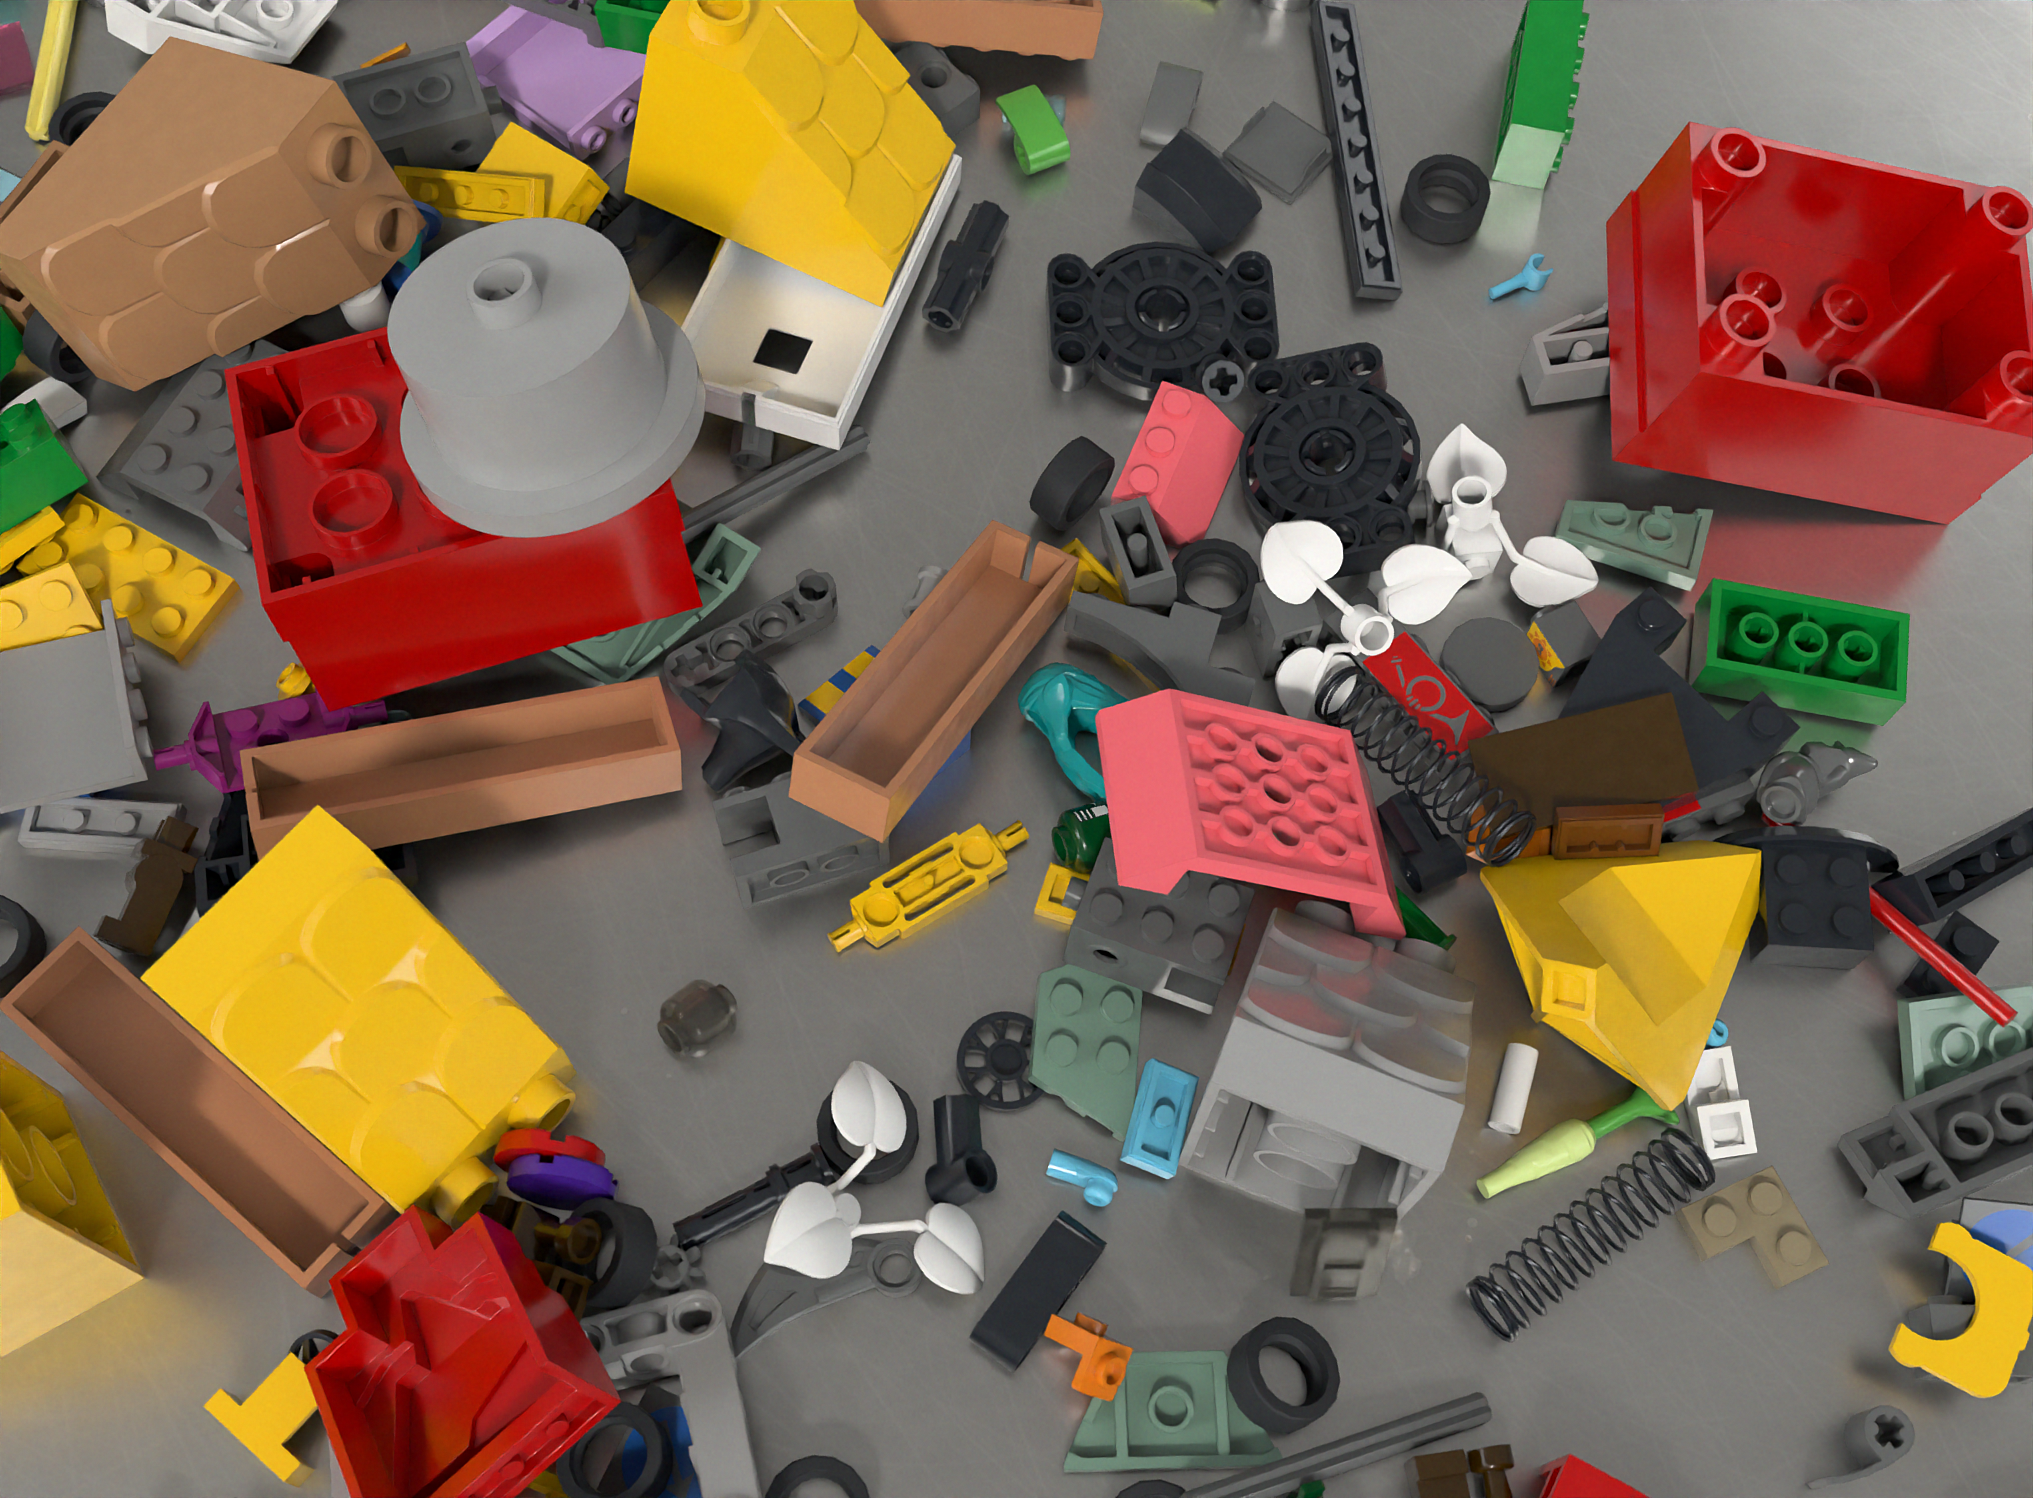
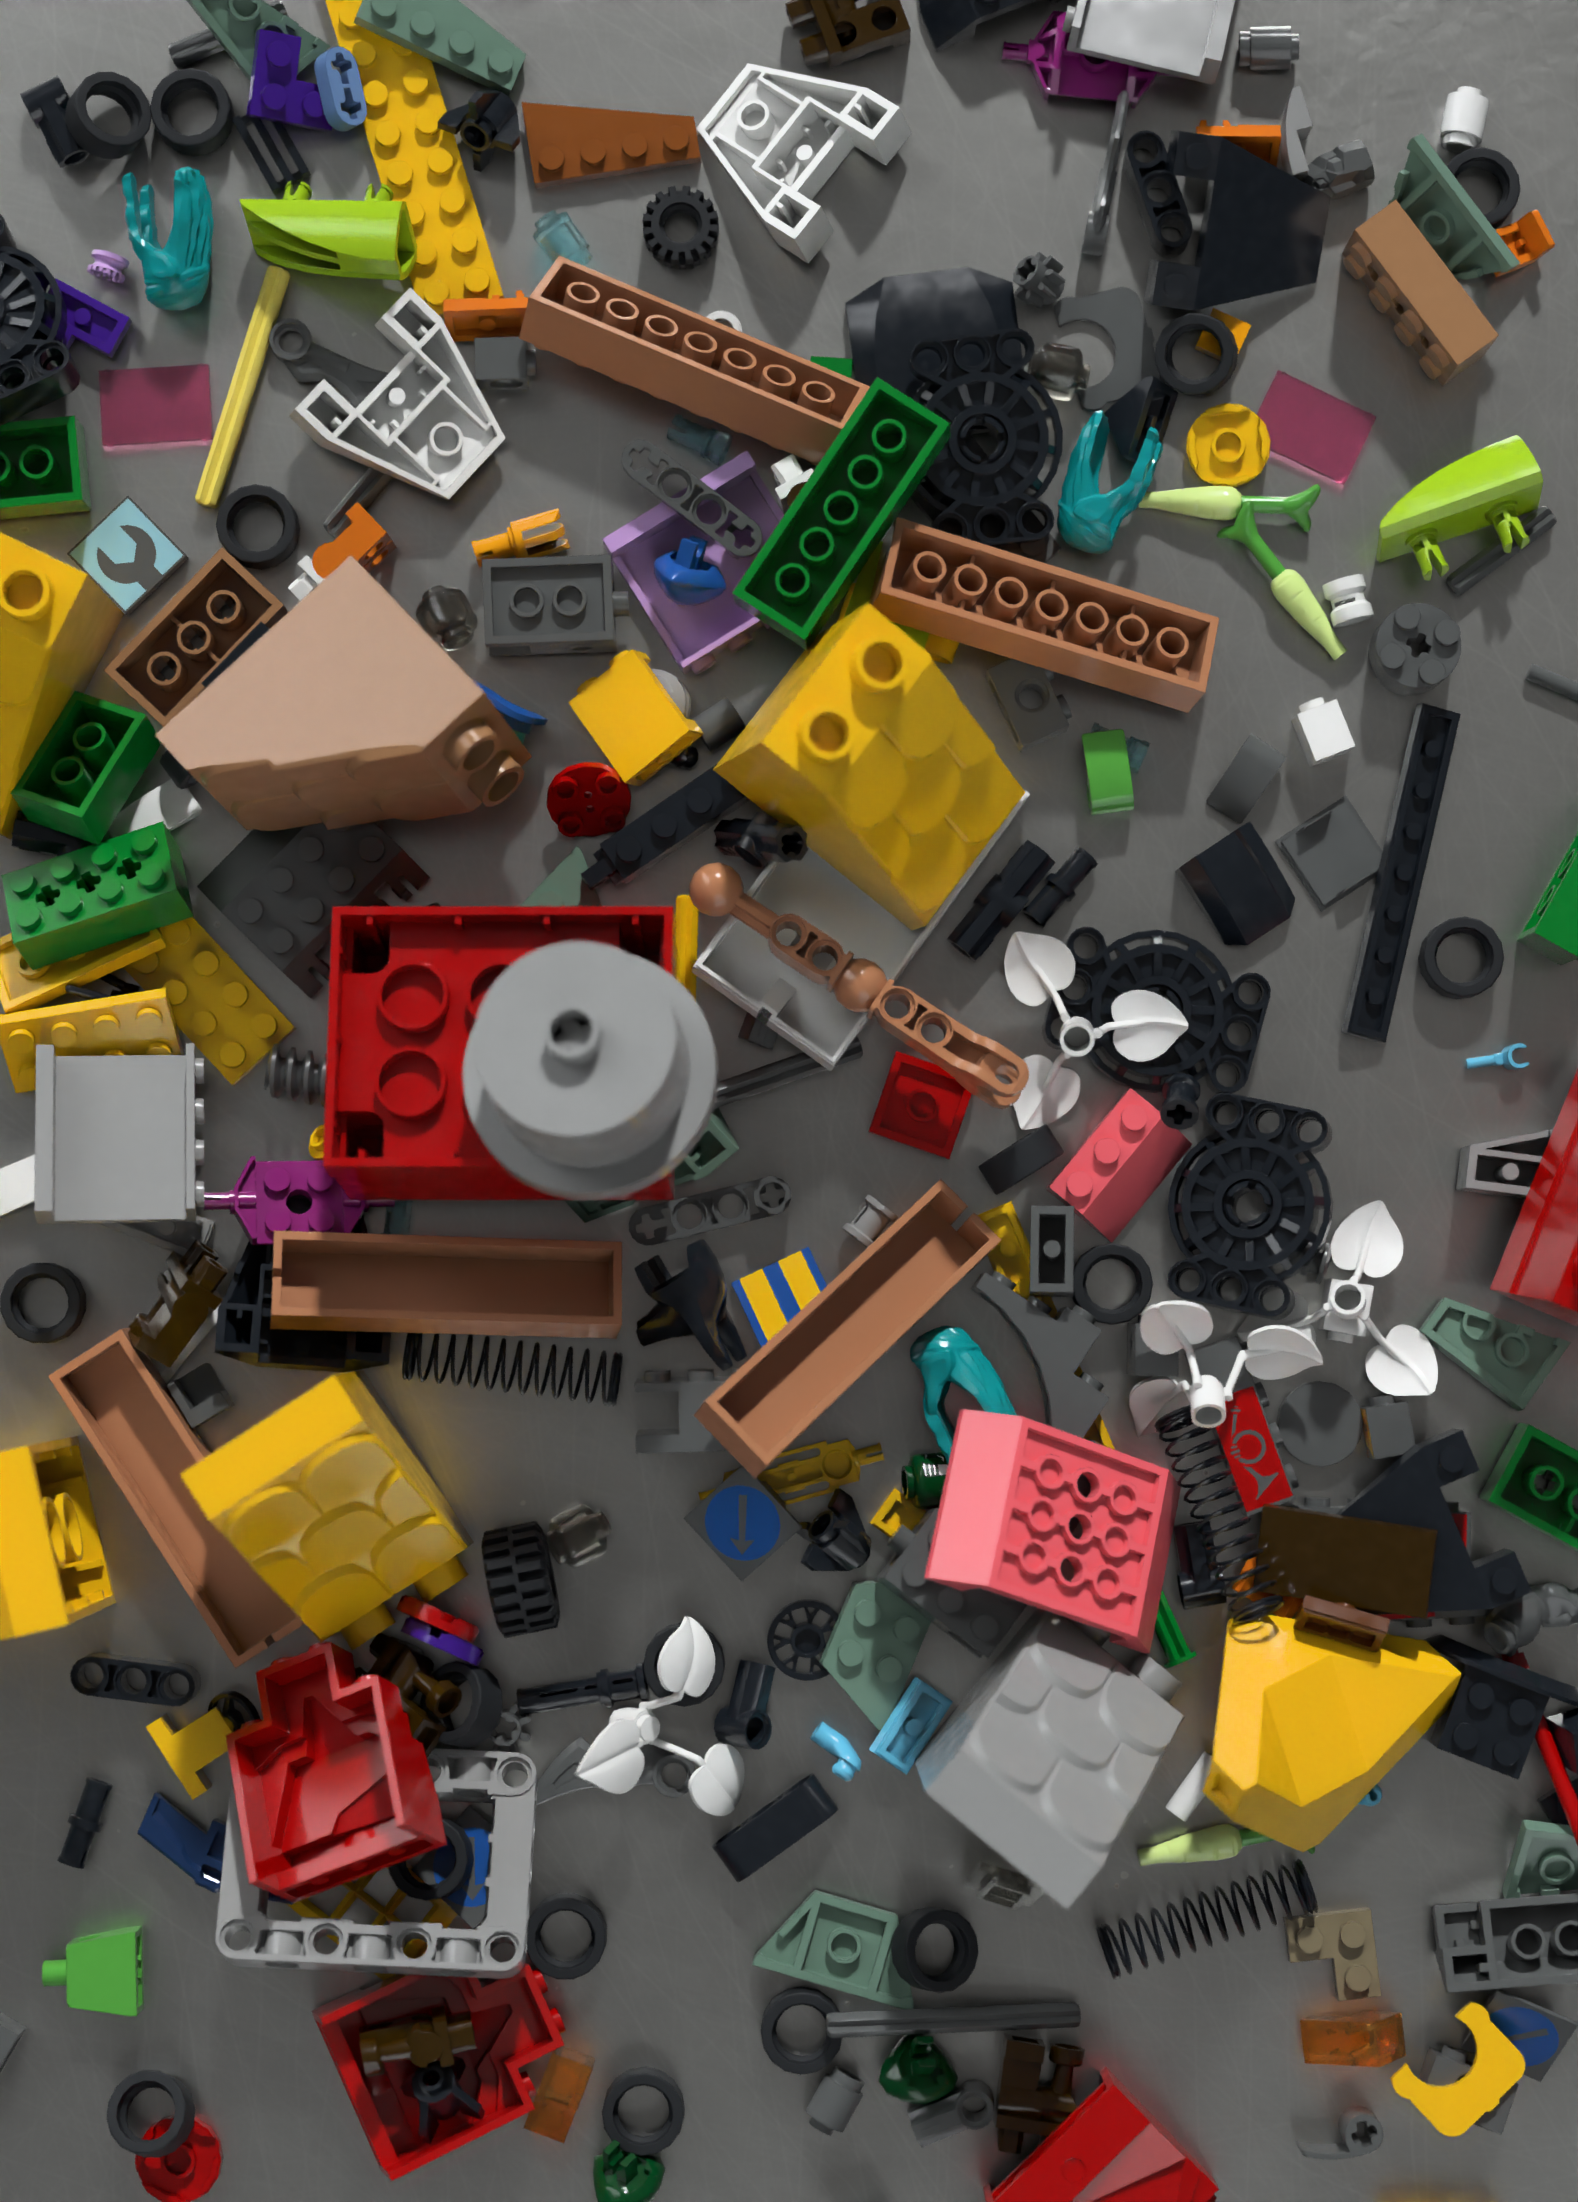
camera: 15 degrees right, 20 degrees up
(158, 1348) = (115, 1684): none -> black beam
(240, 624) = (296, 1076): none -> dark grey piece
(448, 876) = (413, 1350): none -> black piece
(474, 194) = (575, 712): yellow tile -> none
(551, 62) = (686, 576): none -> blue piece
(639, 1076) = (520, 1579): none -> black tyre
(696, 250) = (761, 840): none -> black piece
(887, 941) = (743, 1522): none -> piece
(891, 349) = (864, 988): none -> nougat piece
(949, 471) = (920, 1106): none -> red plate
(1001, 927) = (836, 1537): none -> black brick
(1021, 240) = (1060, 887): none -> black pin
(1031, 294) = (1142, 1025): none -> white plant
(1103, 1357) = (802, 1888): orange bracket -> none
(1230, 47) = (1322, 731): none -> white brick
(1714, 1108) = (1348, 1852): white slope -> none
(1819, 1323) = (1353, 2039): none -> clear orange arch

